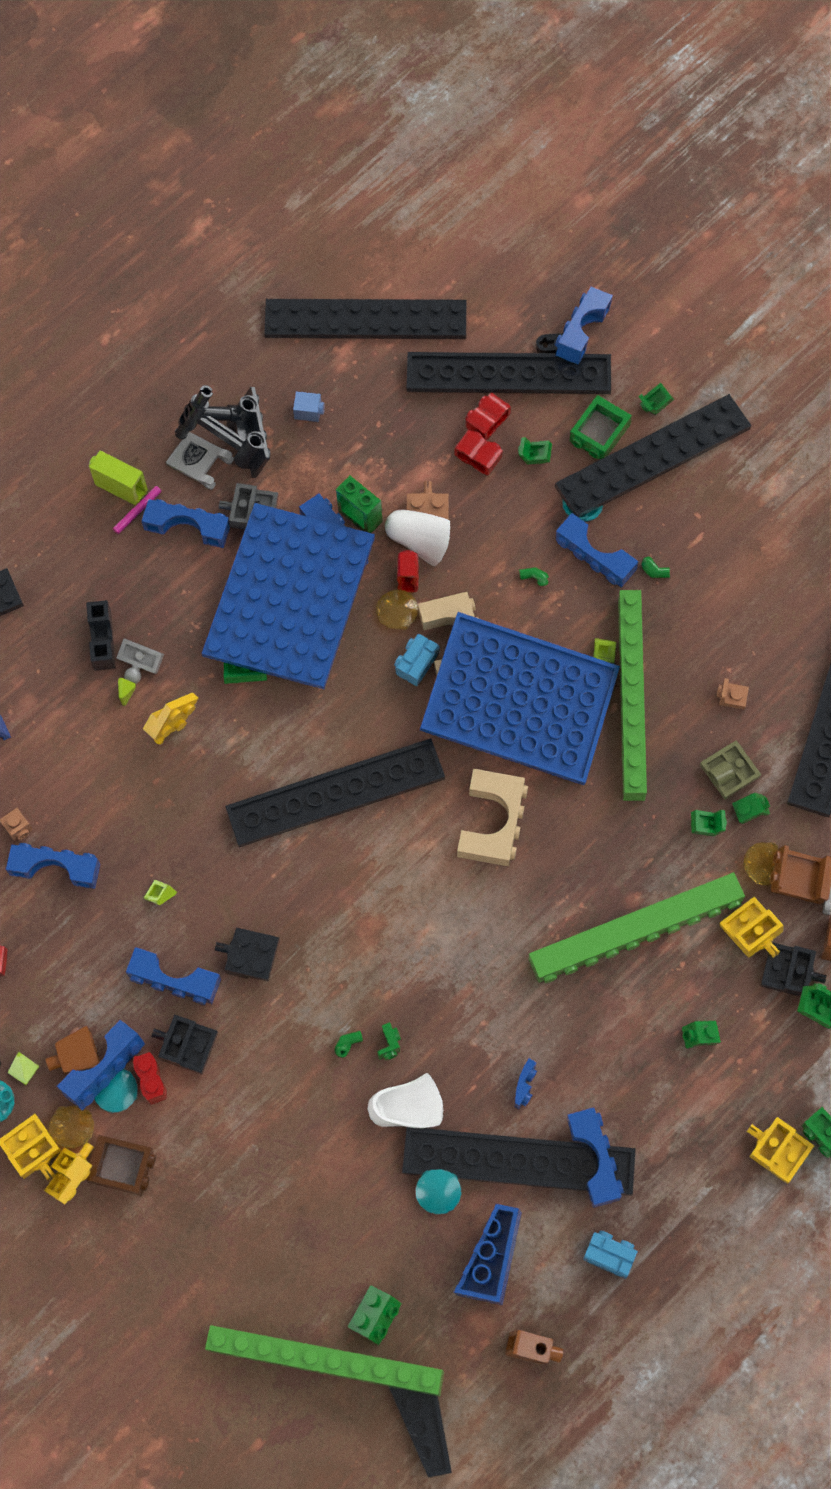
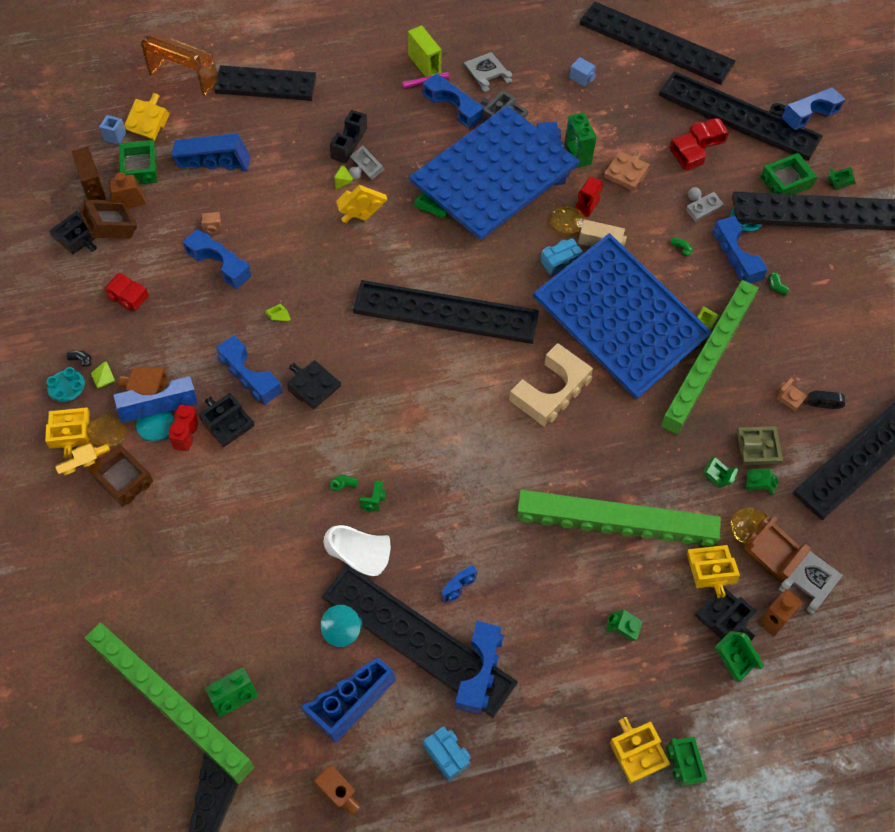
camera: 25 degrees right, 10 degrees down
(241, 418) = (532, 57): black plate -> none
(420, 533) = (615, 176): white hair -> none
(530, 513) = (702, 206): none -> light grey plate
(535, 452) = (729, 170): green bracket -> none
(769, 681) = (826, 399): none -> black beam

